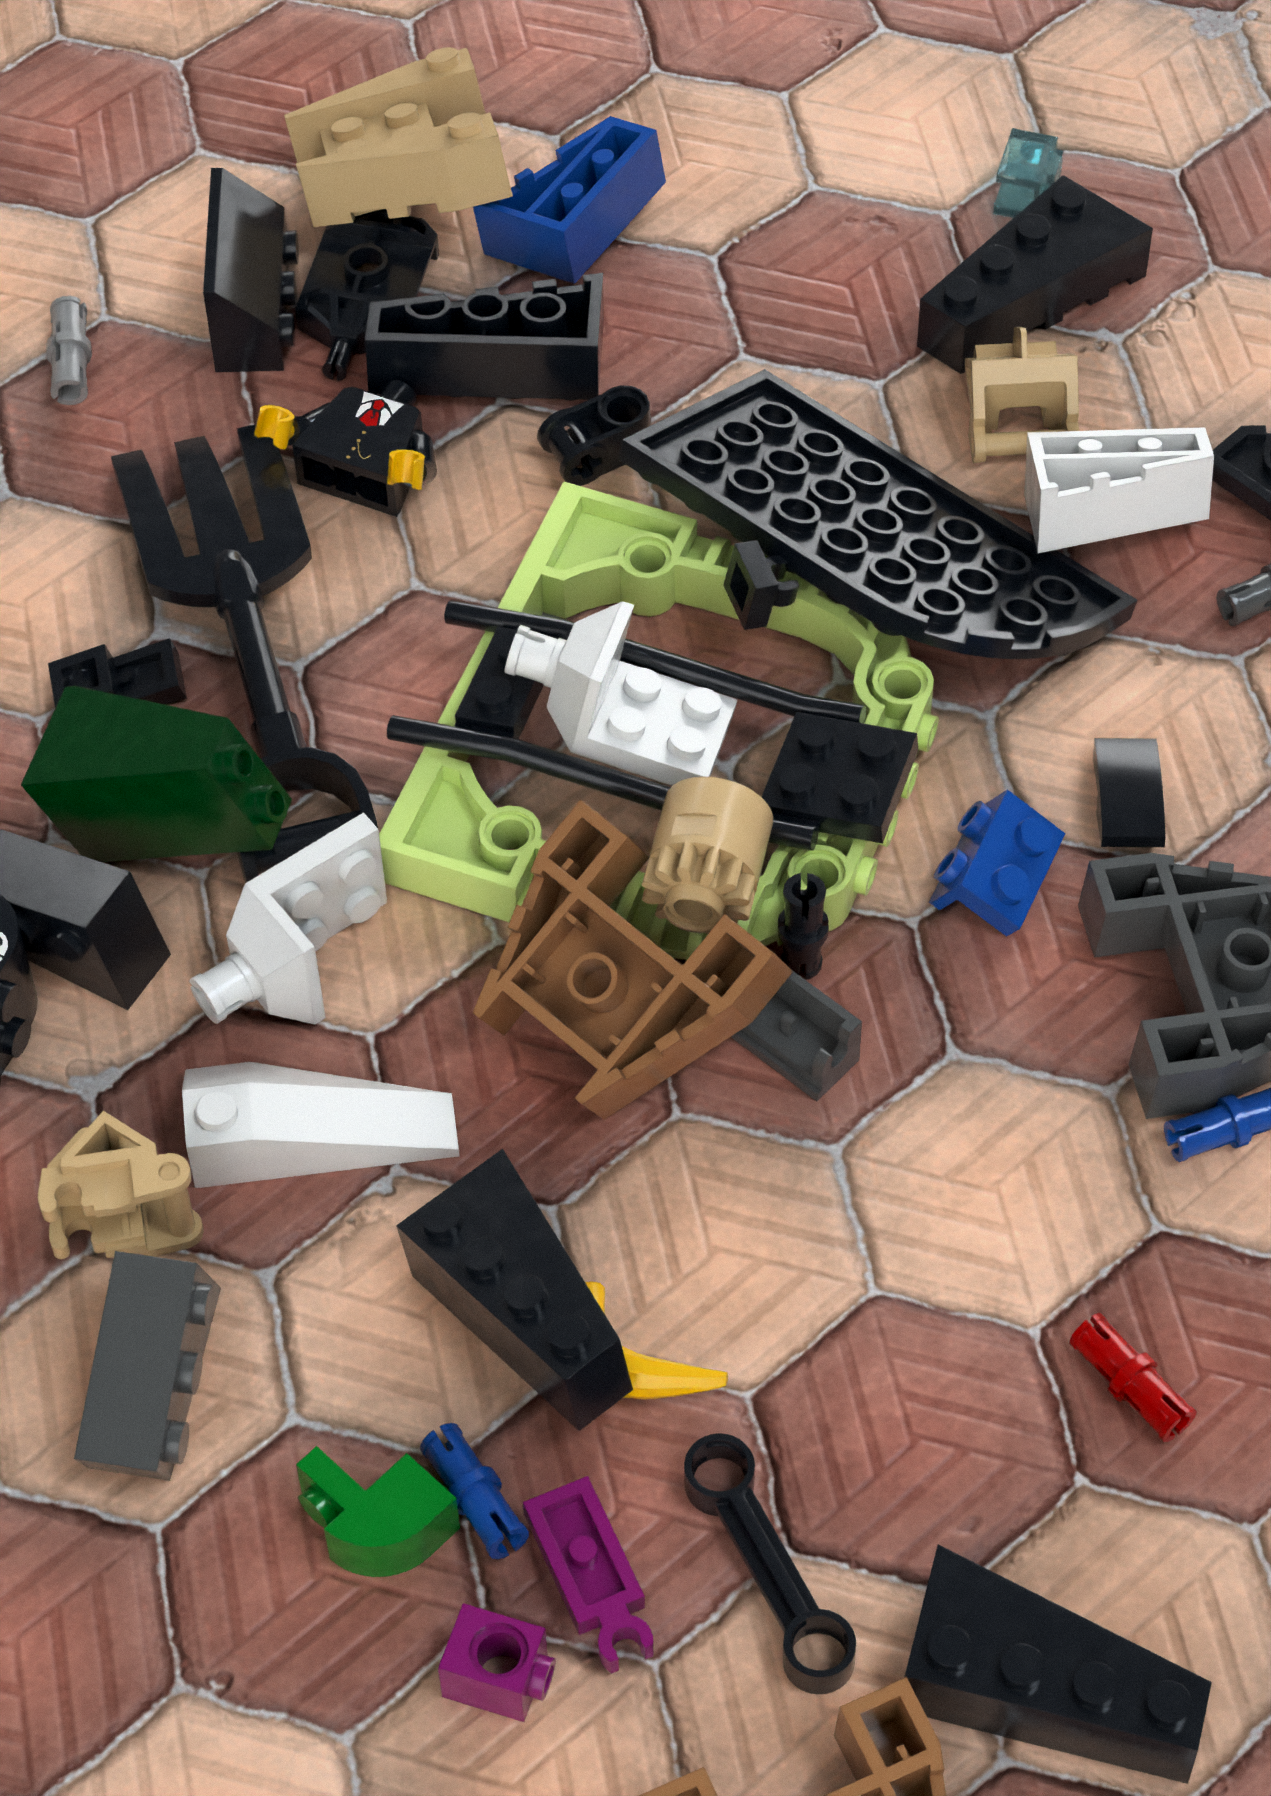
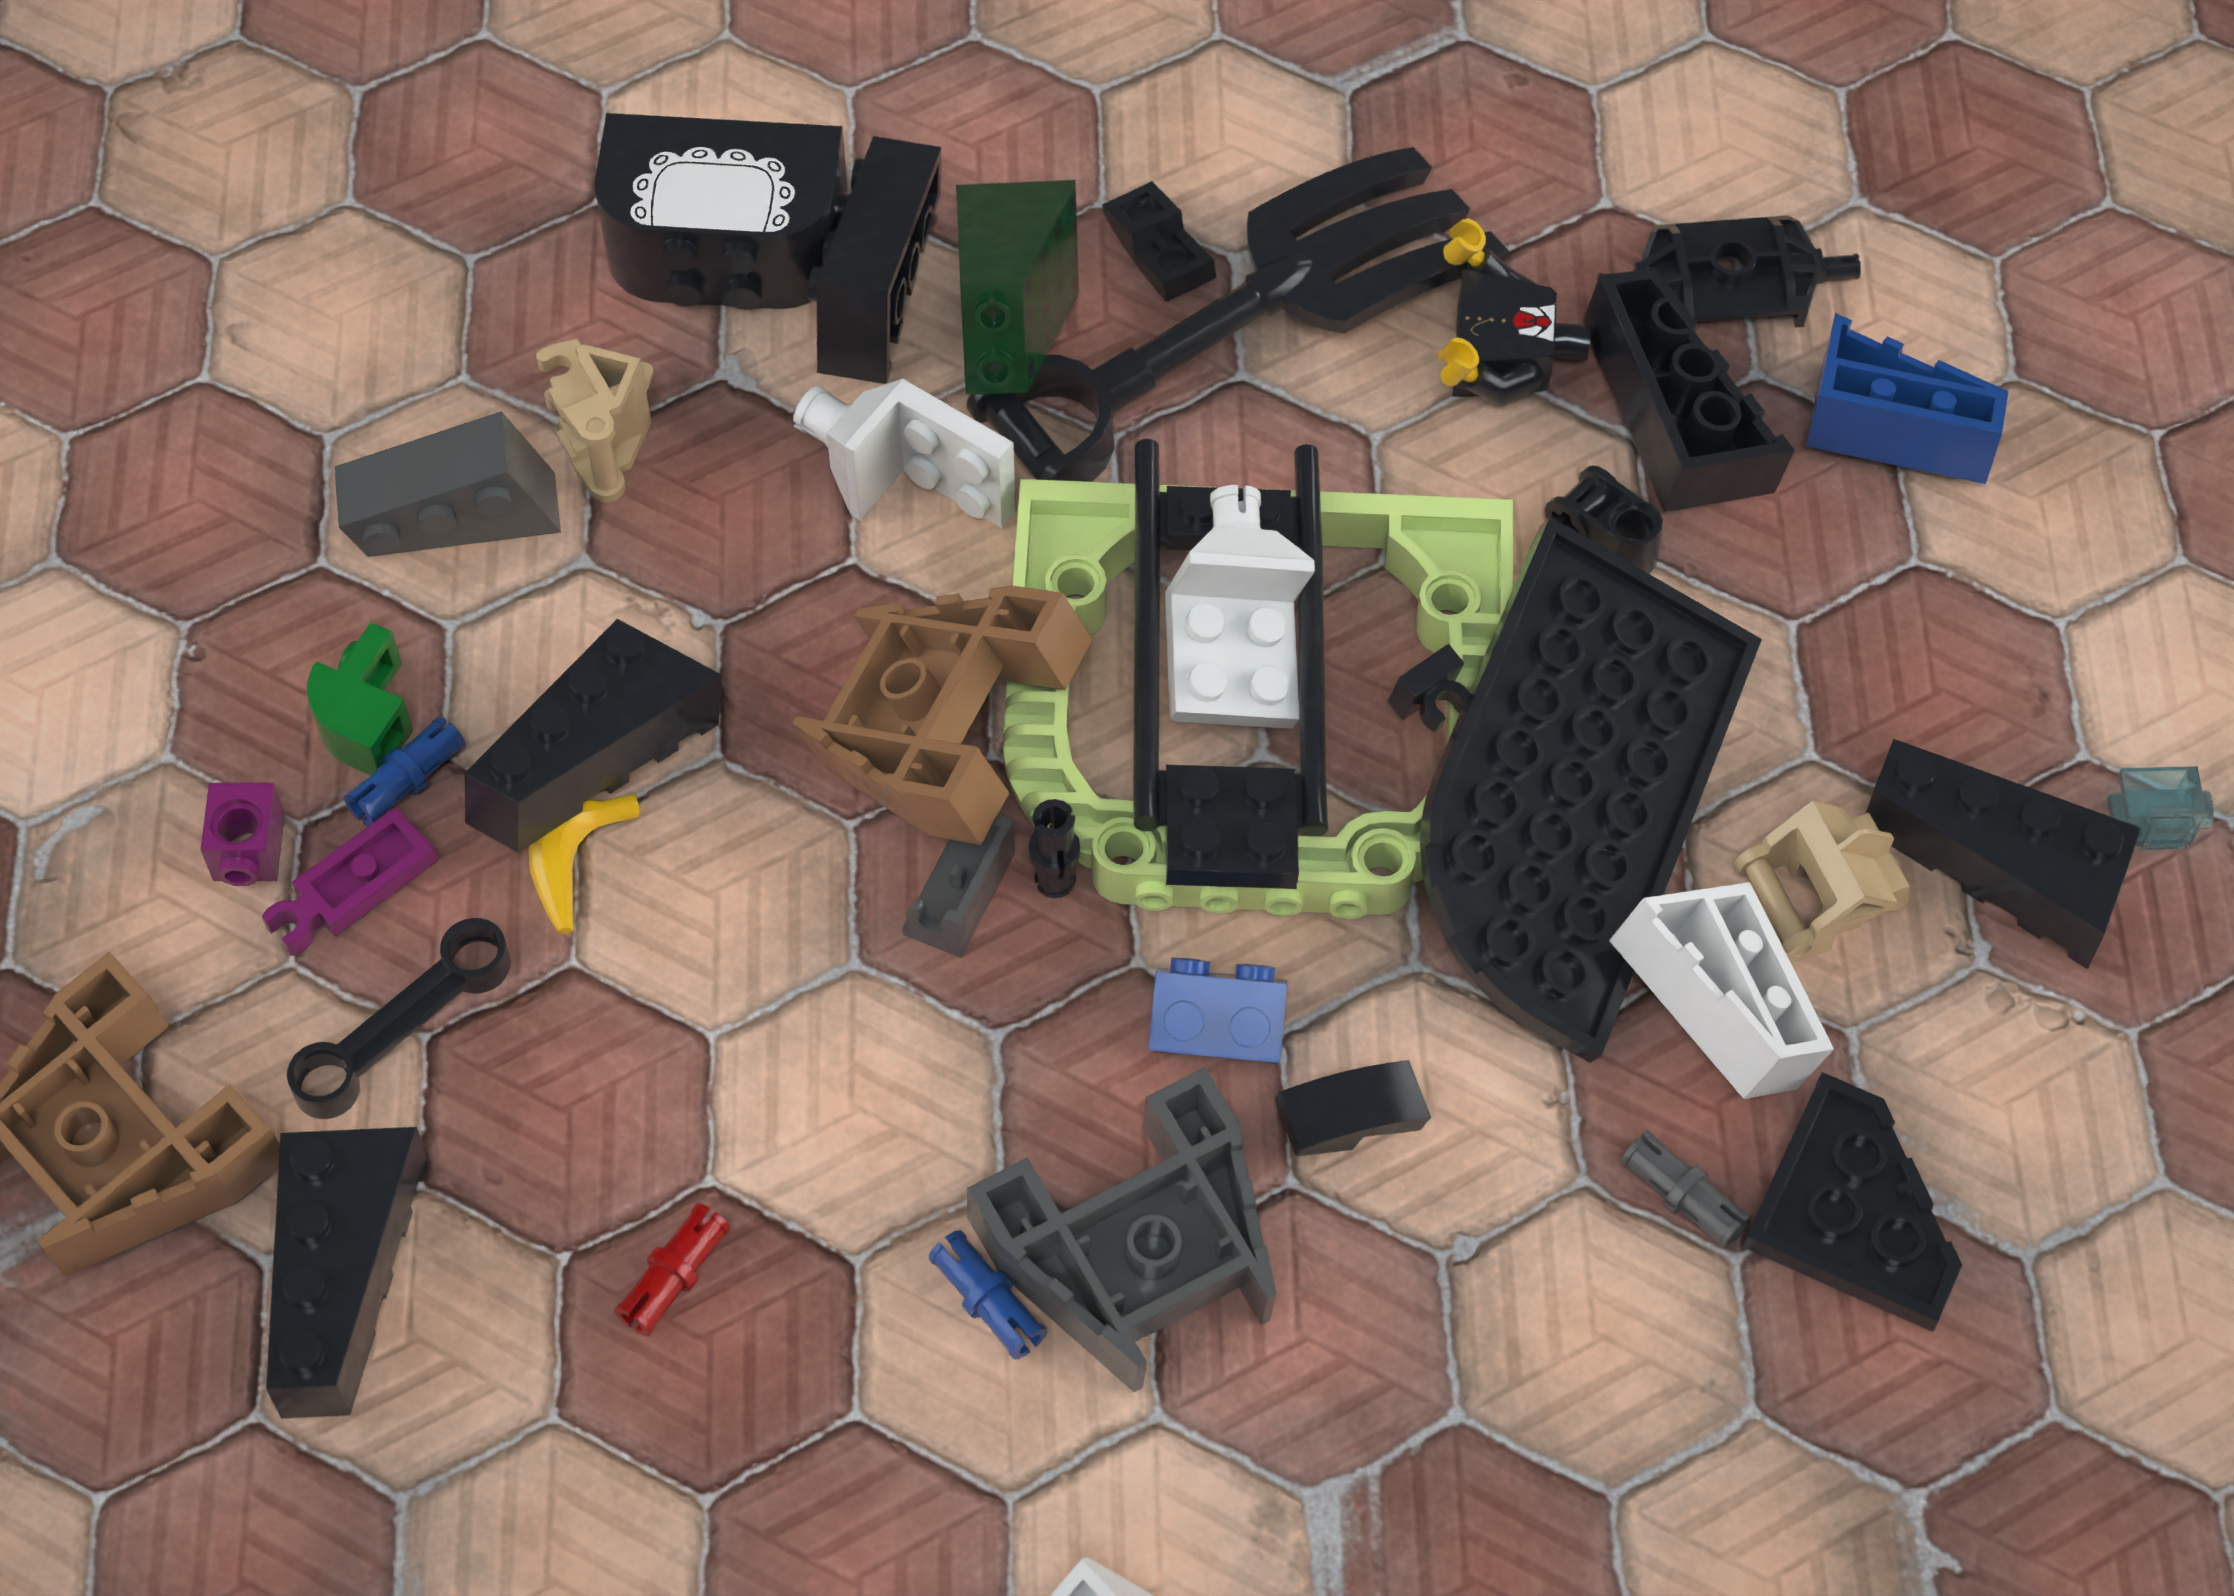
camera: 70 degrees right, 5 degrees up
(68, 350) = (1527, 72): light grey pin -> none
(248, 277) = (1663, 163): black slope -> none
(294, 1122) = (738, 526): white wedge -> none
(400, 143) = (1885, 225): tan wedge -> none
(707, 853) = (1066, 729): tan gear -> none

